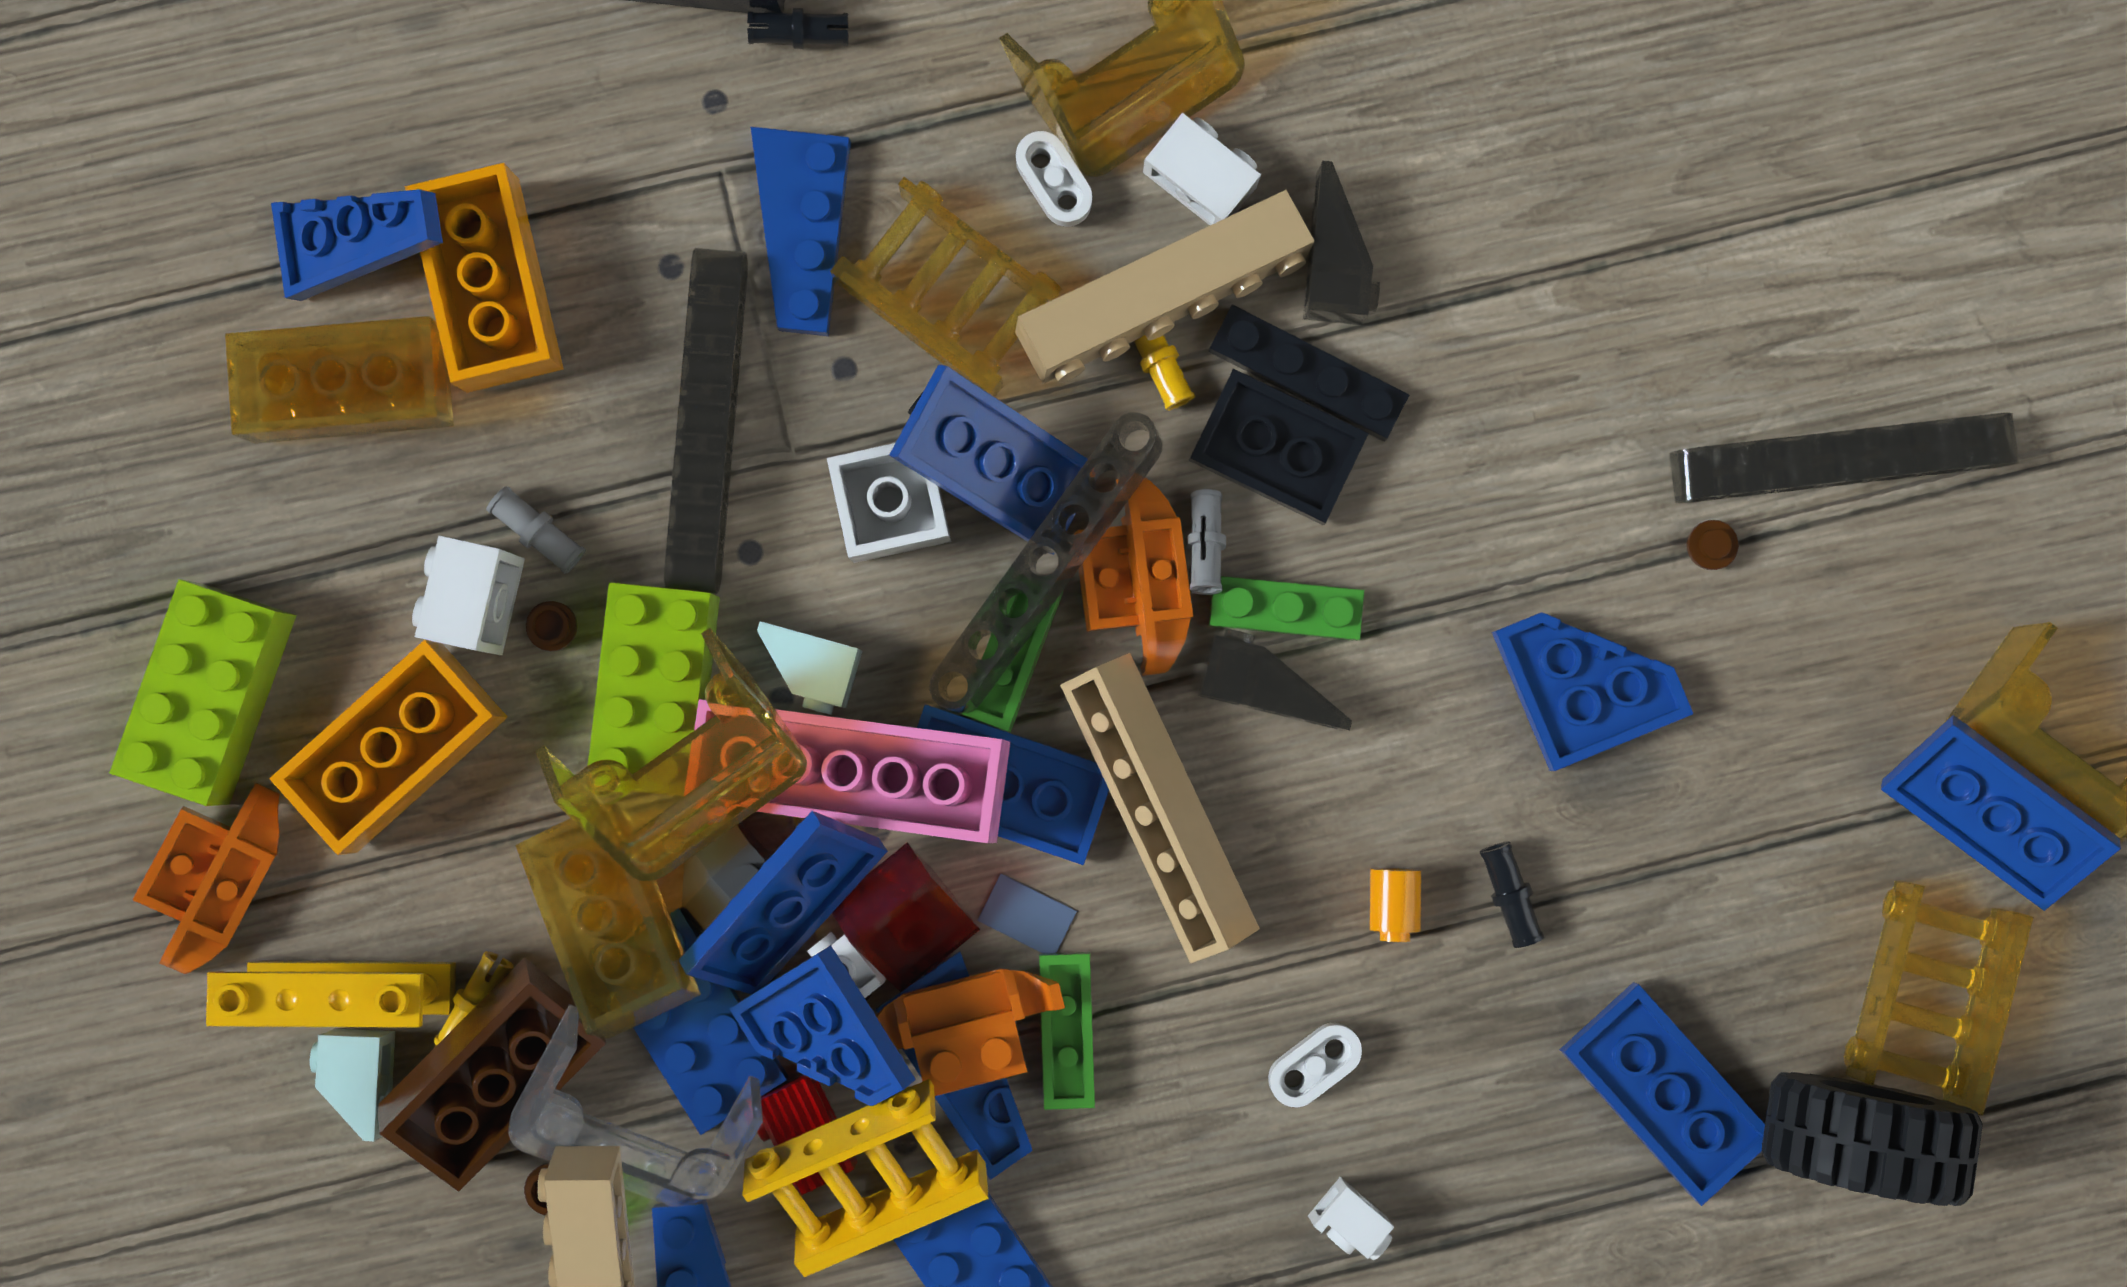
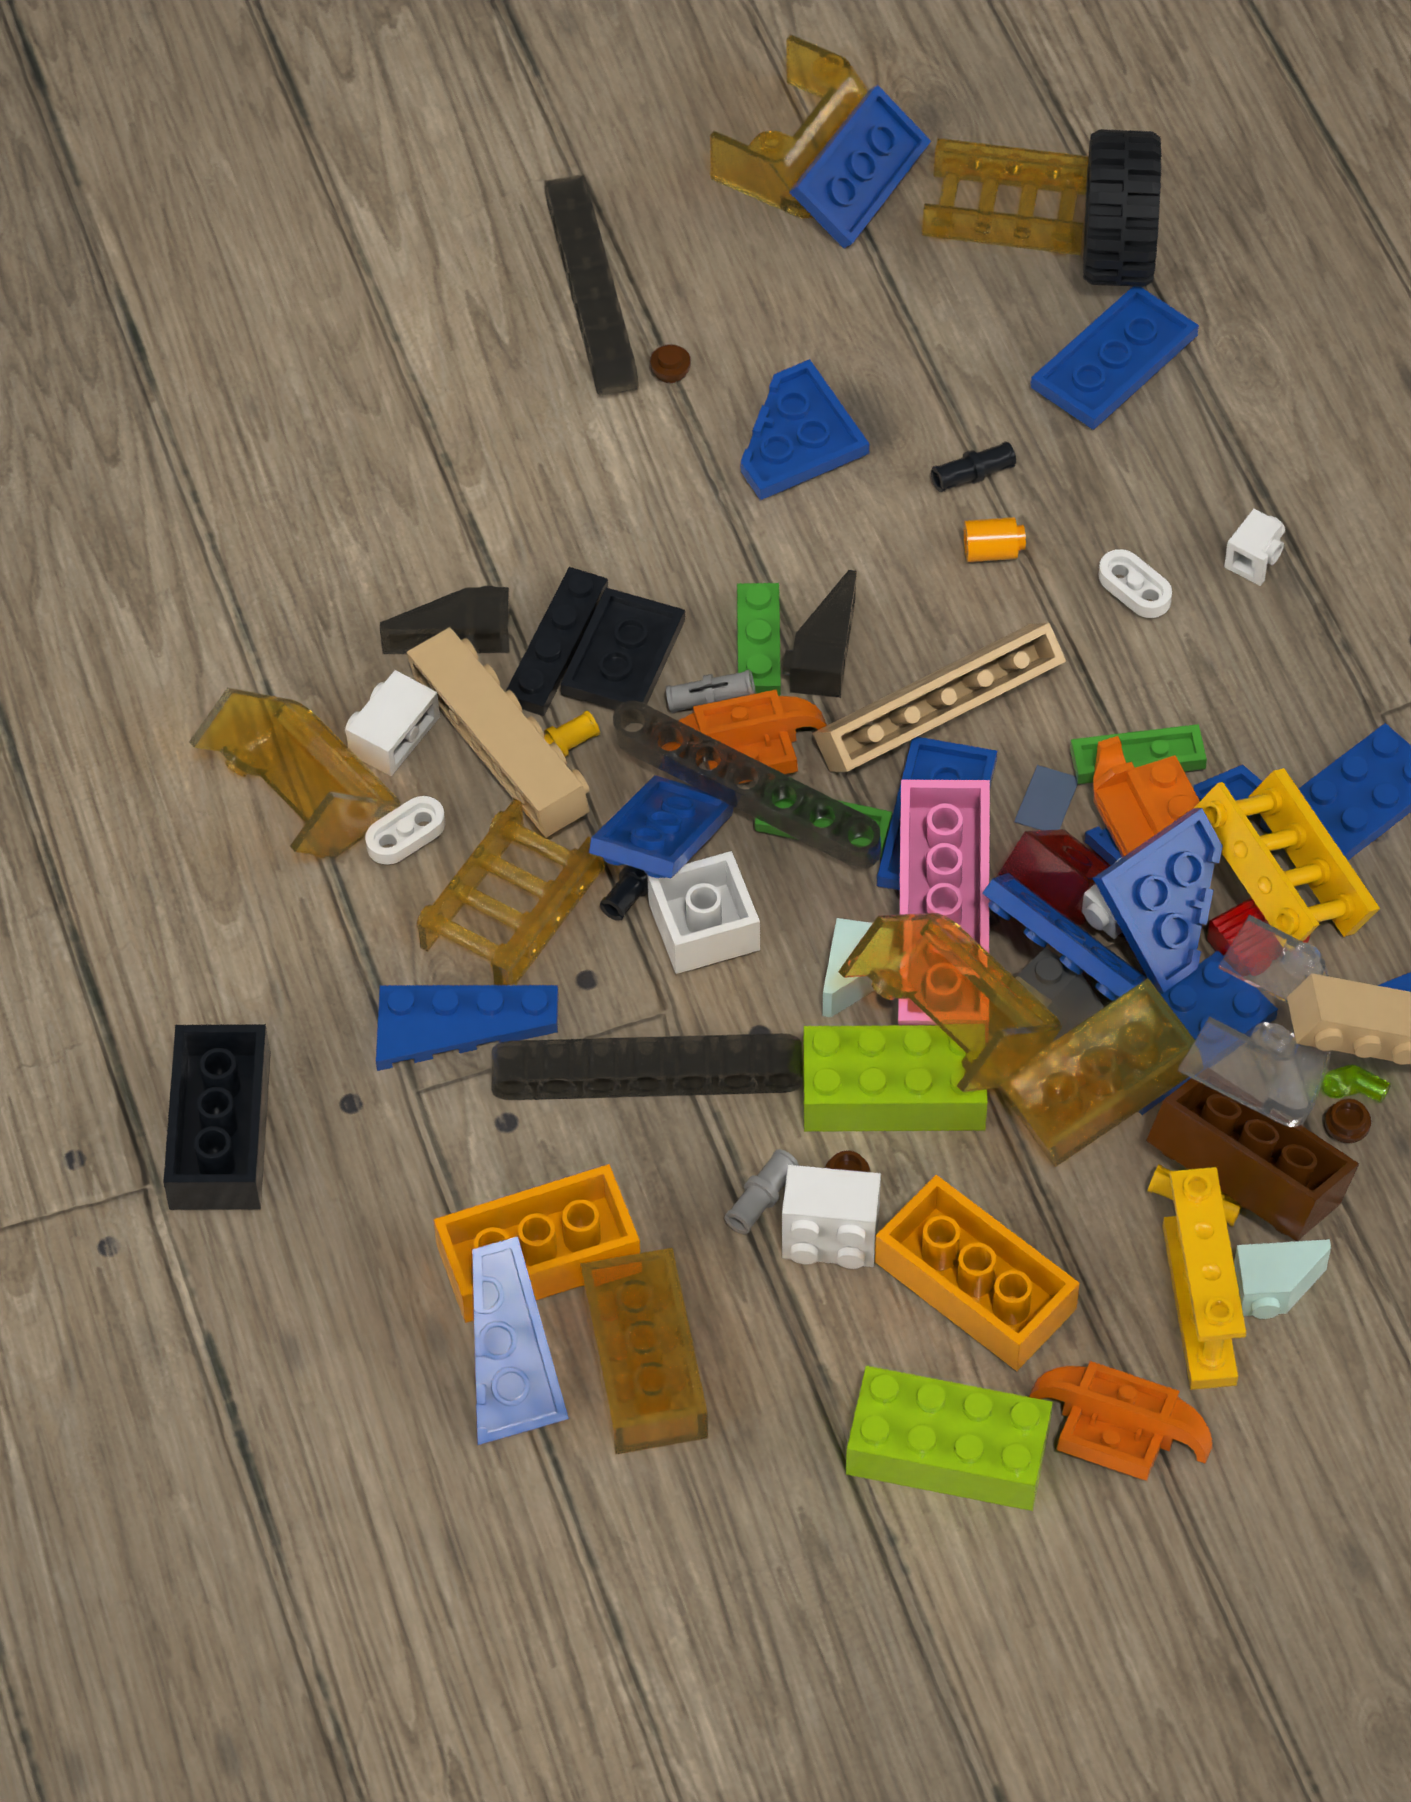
camera: 90 degrees left, 30 degrees down
(798, 28) = (283, 1034): black pin -> none

